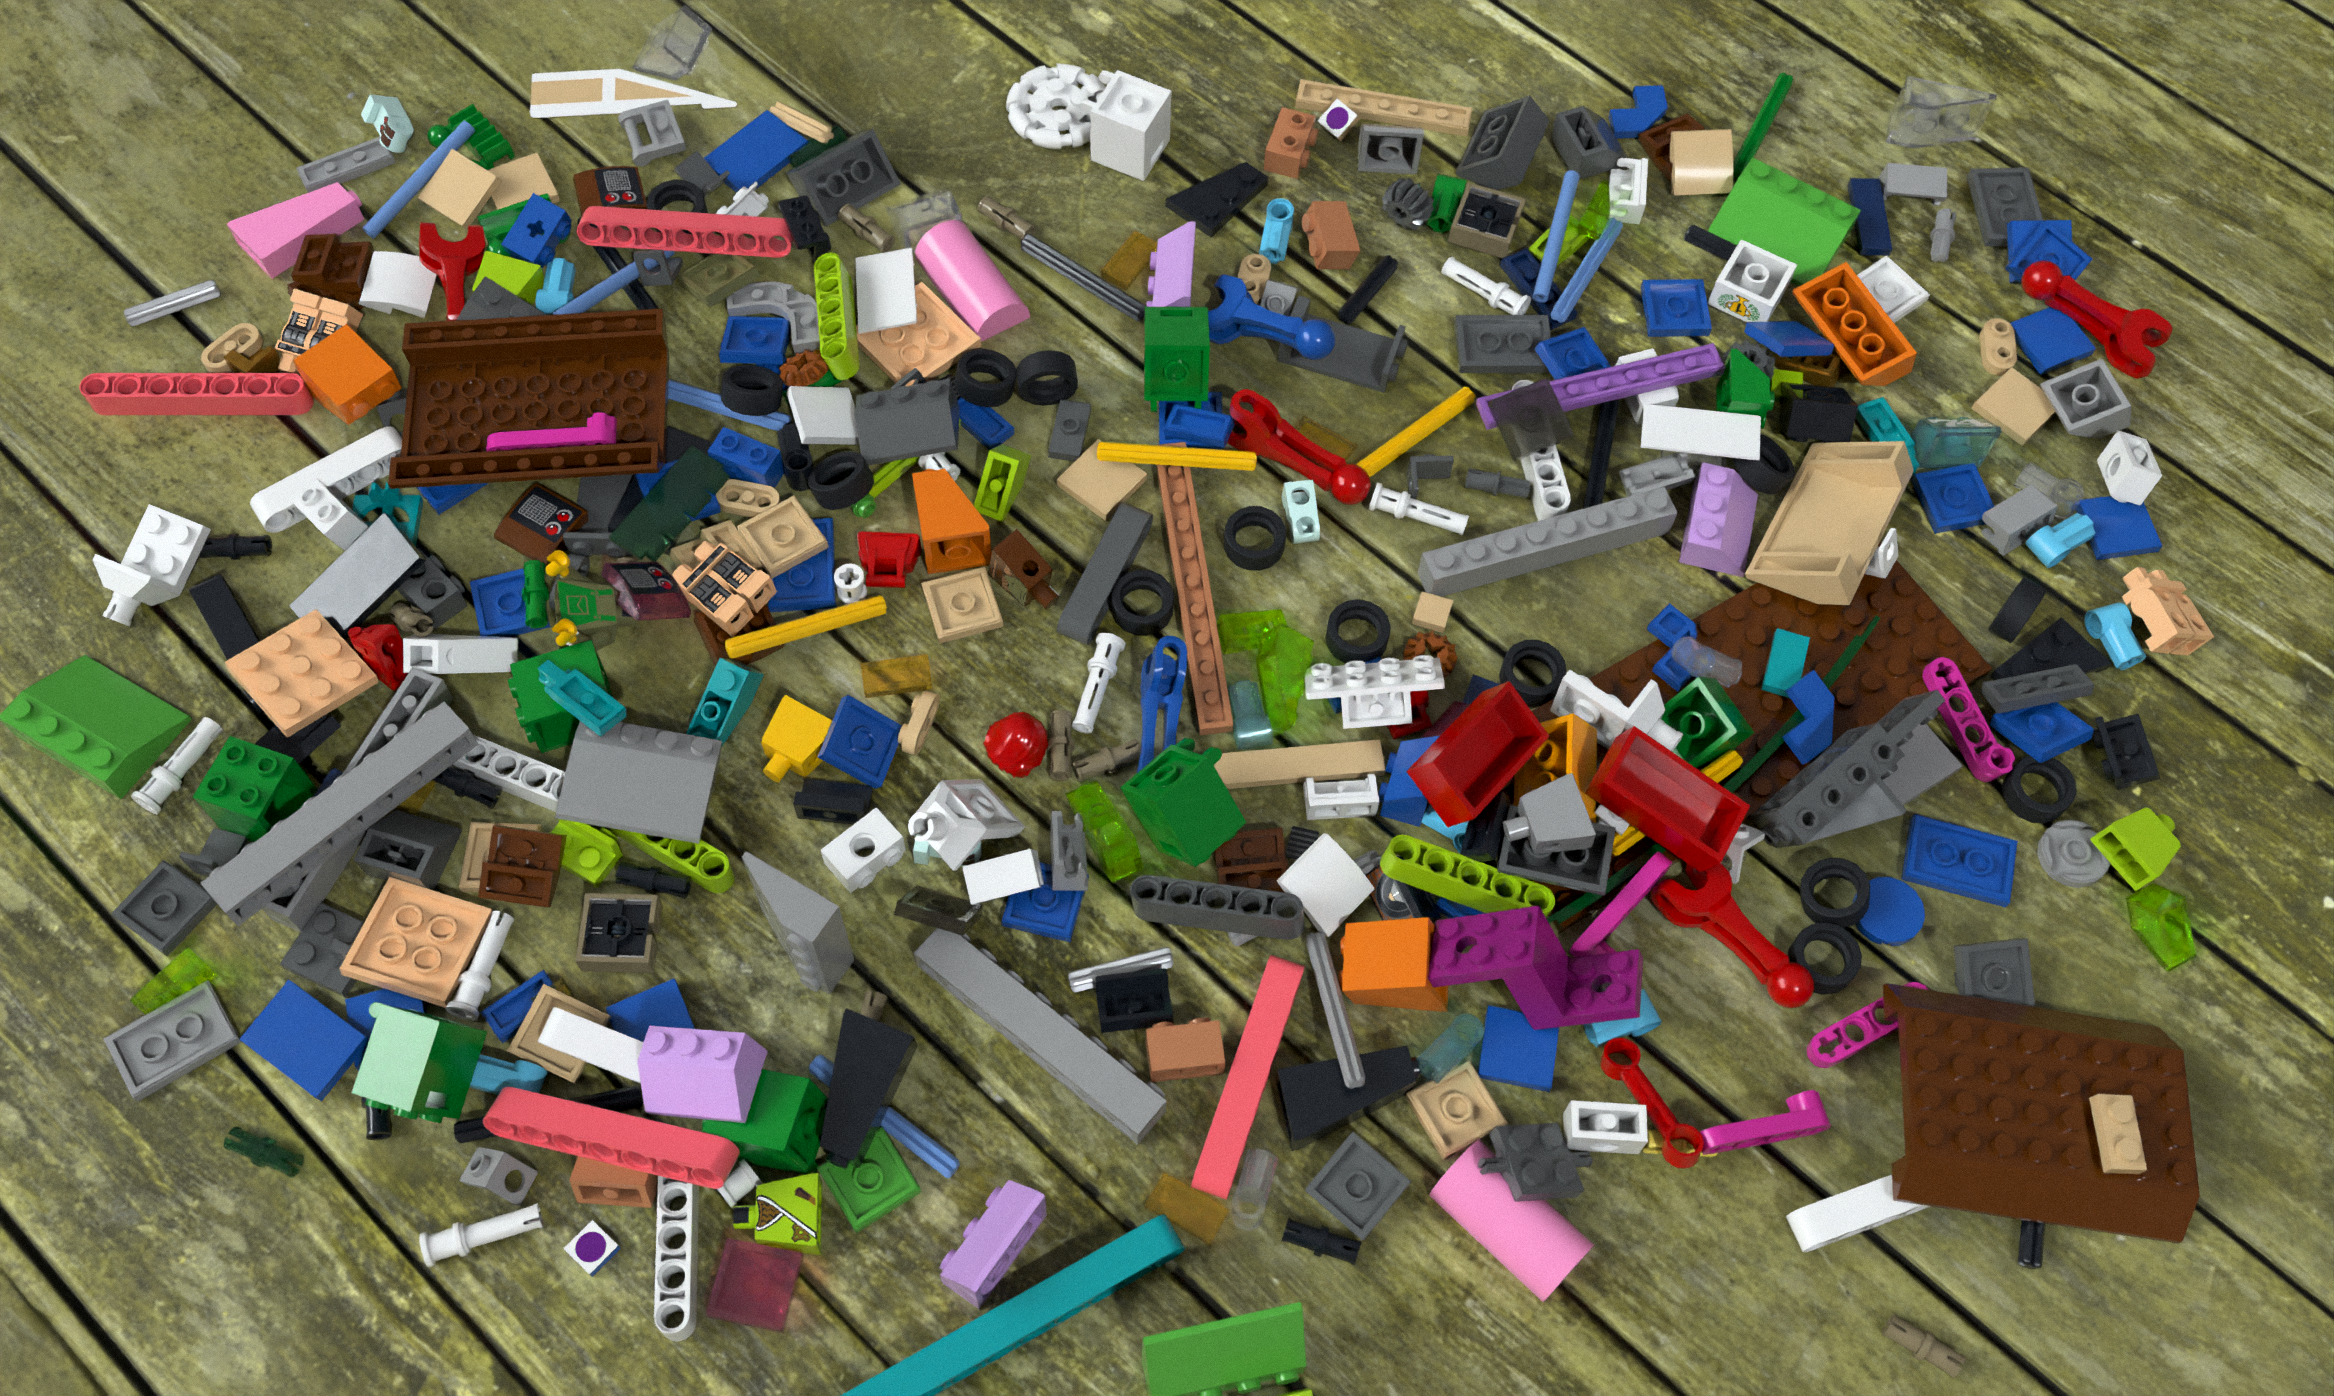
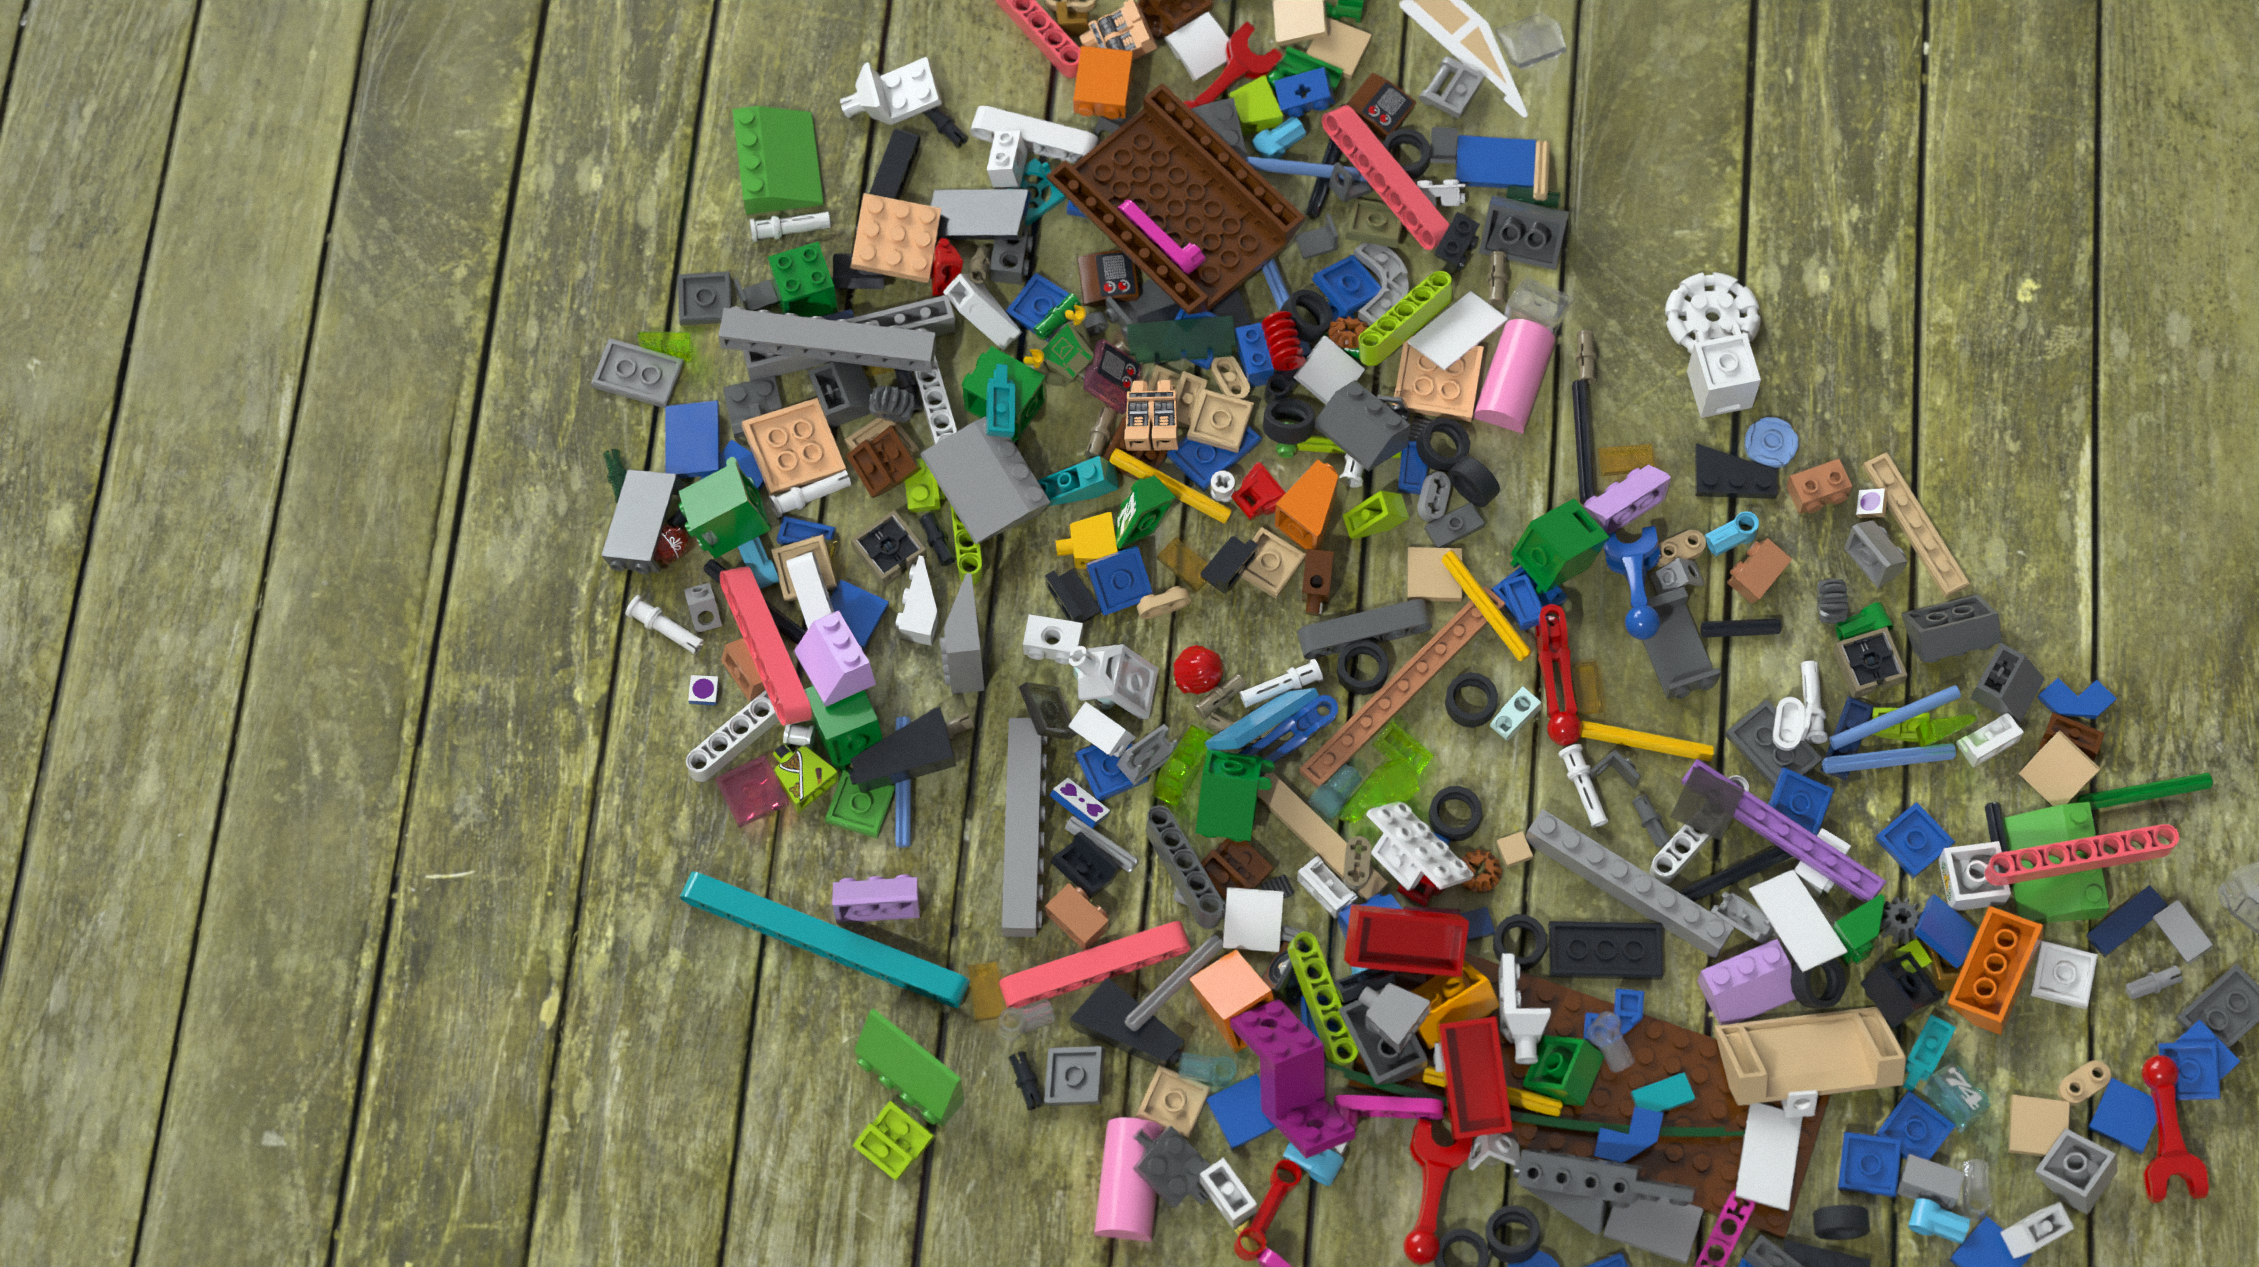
camera: 55 degrees right, 5 degrees up
(340, 1164) = (640, 520): none -> panel
(394, 1157) = (671, 545): none -> clear red head
(471, 807) = (891, 404): none -> dark grey gear
(689, 328) = (1318, 241): none -> dark grey bracket
(691, 649) = (1100, 433): none -> dark tan pin
(716, 952) = (920, 614): none -> white slope
(763, 421) = (1282, 341): none -> red piece
(810, 665) = (1142, 510): none -> green slope
(935, 634) = (1229, 563): none -> black panel
(1027, 423) = (1430, 494): none -> light grey beam
(1060, 957) = (1080, 803): none -> tile
(1129, 719) = (1262, 719): none -> dark azure tile
(1214, 149) = (1771, 442): none -> light blue tile
(1342, 748) = (1351, 862): none -> dark tan beam
(1500, 308) = (1791, 723): none -> white bracket
(1594, 610) = (1605, 950): none -> black tile
(1806, 189) = (2091, 846): none -> coral beam
(1913, 620) = (1768, 1156): none -> white window
(1966, 552) = (1869, 1164): none -> blue tile

